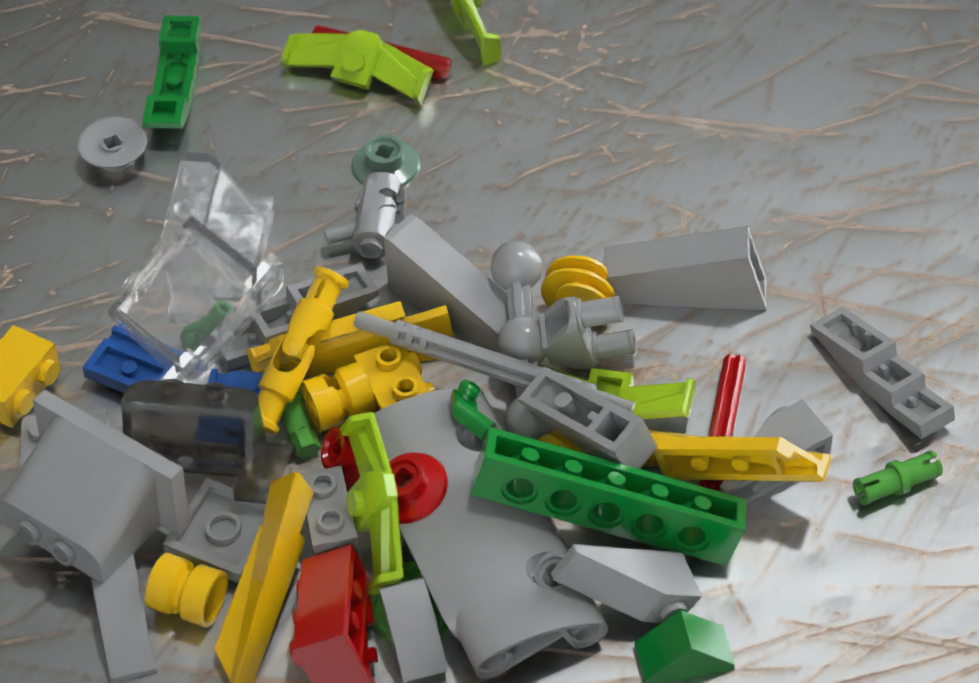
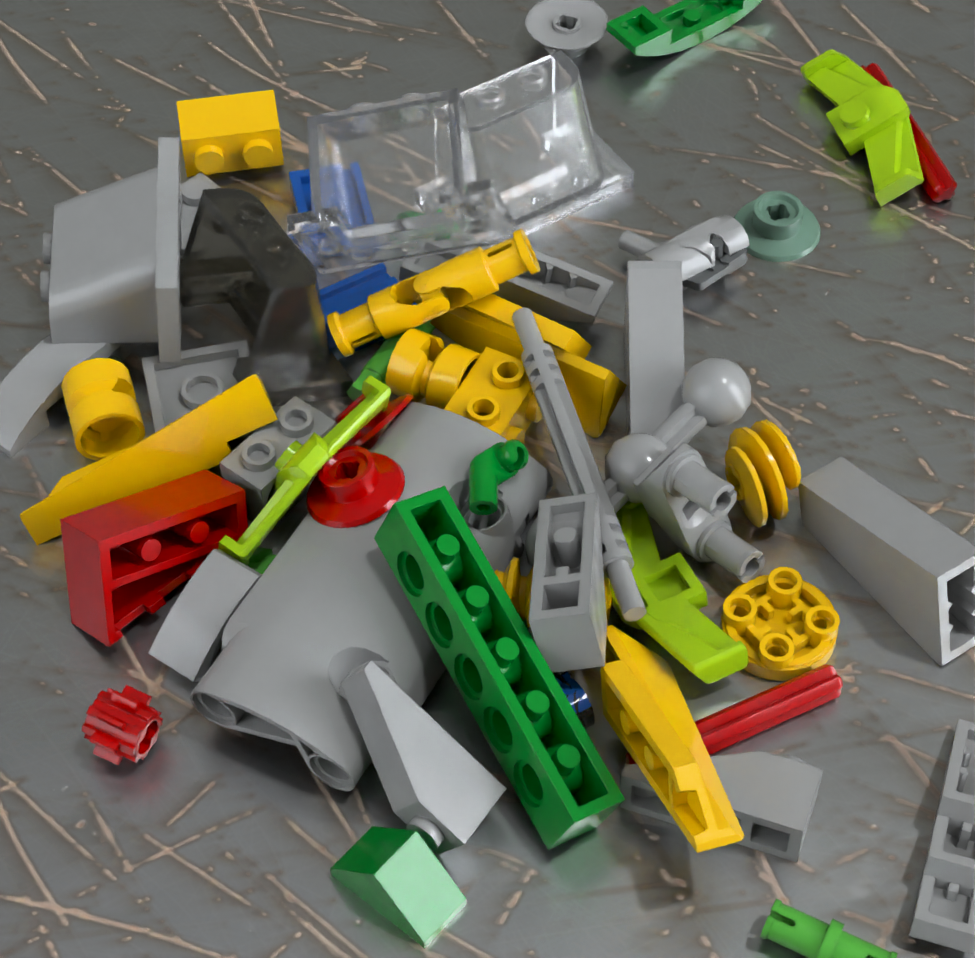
camera: 50 degrees right, 0 degrees up
(676, 354) = (782, 624): none -> yellow tile

